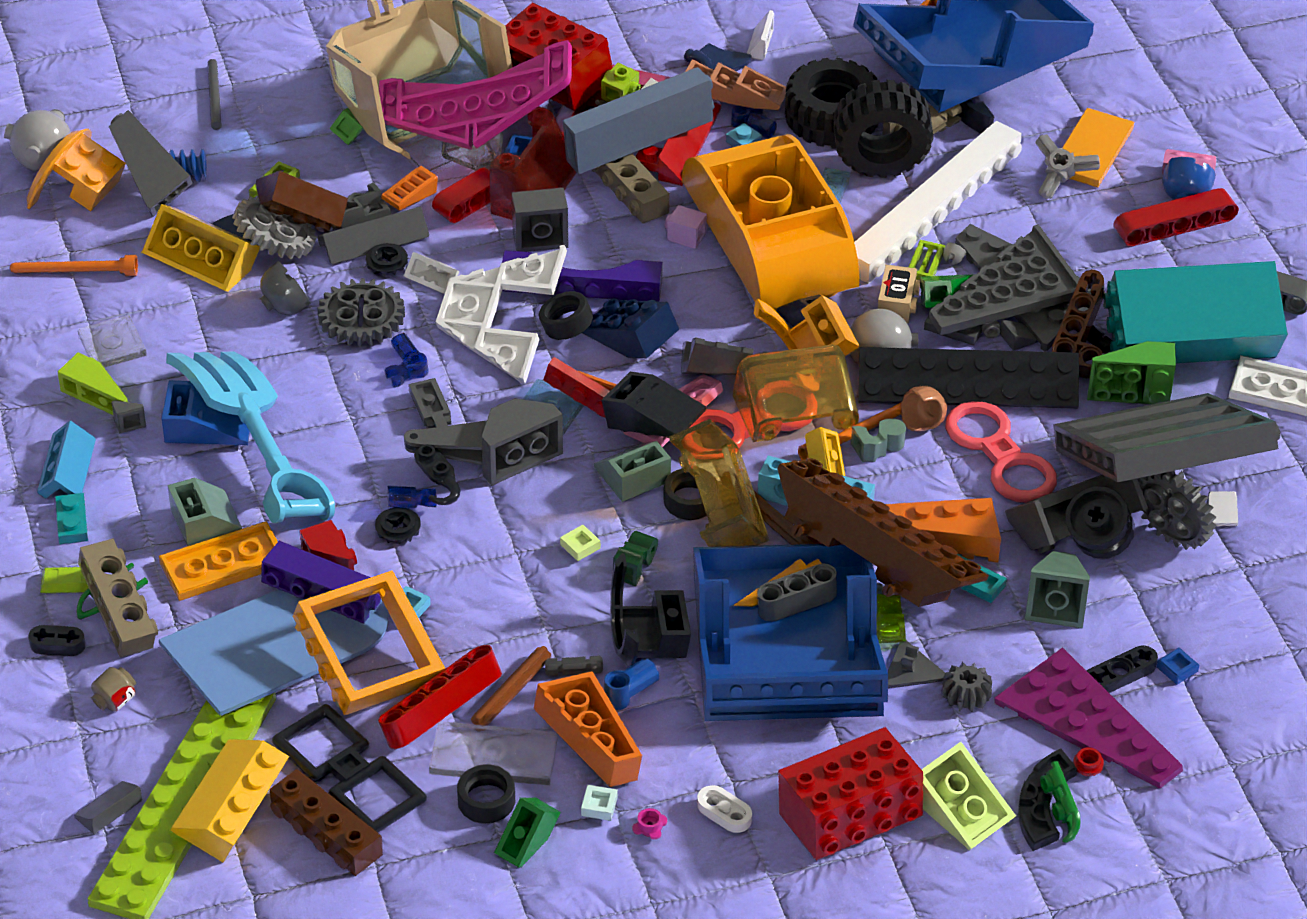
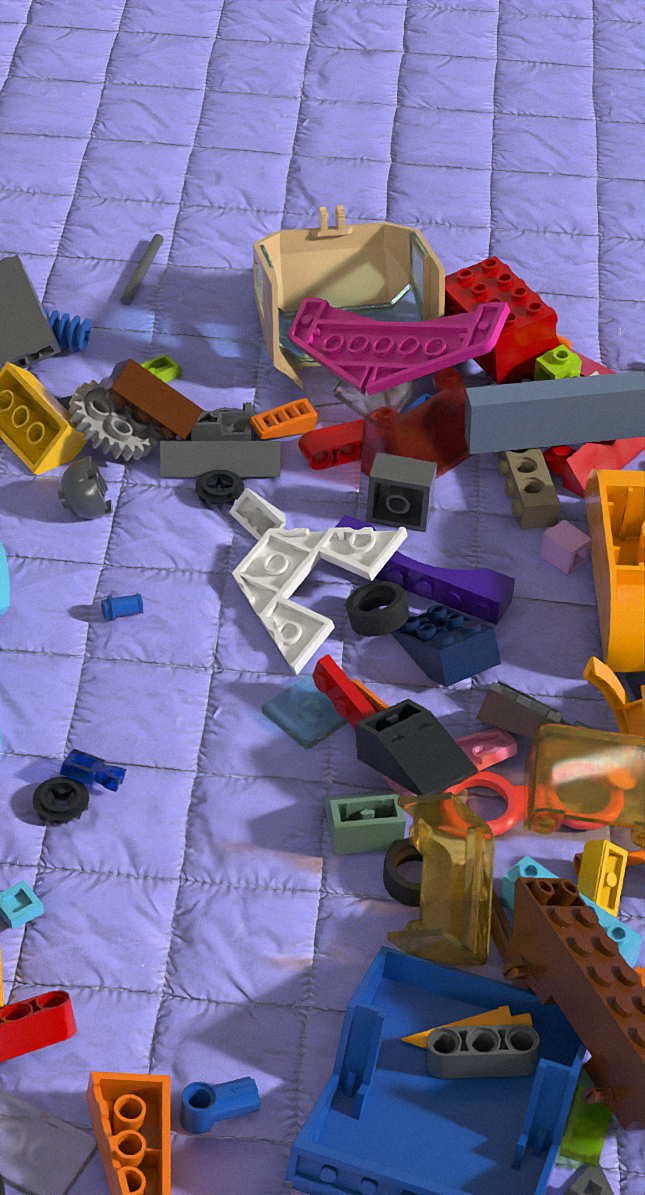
camera: 20 degrees right, 0 degrees up
(341, 312) = (175, 533): dark grey gear -> none
(346, 127) = (251, 337): bright green panel -> none
(355, 375) = (121, 606): none -> blue pin
(413, 363) = (183, 615): clear blue bar -> none
(430, 403) = (175, 670): dark grey hinge -> none
(506, 444) = (229, 740): dark grey slope -> none
(511, 687) = (76, 1056): dark orange axle -> none
(573, 665) = (167, 1053): dark grey axle -> none
(580, 542) = (256, 892): yellowish green plate -> none
(638, 551) = (299, 933): dark green leg -> none
(648, 630) = (276, 1036): black piece -> none

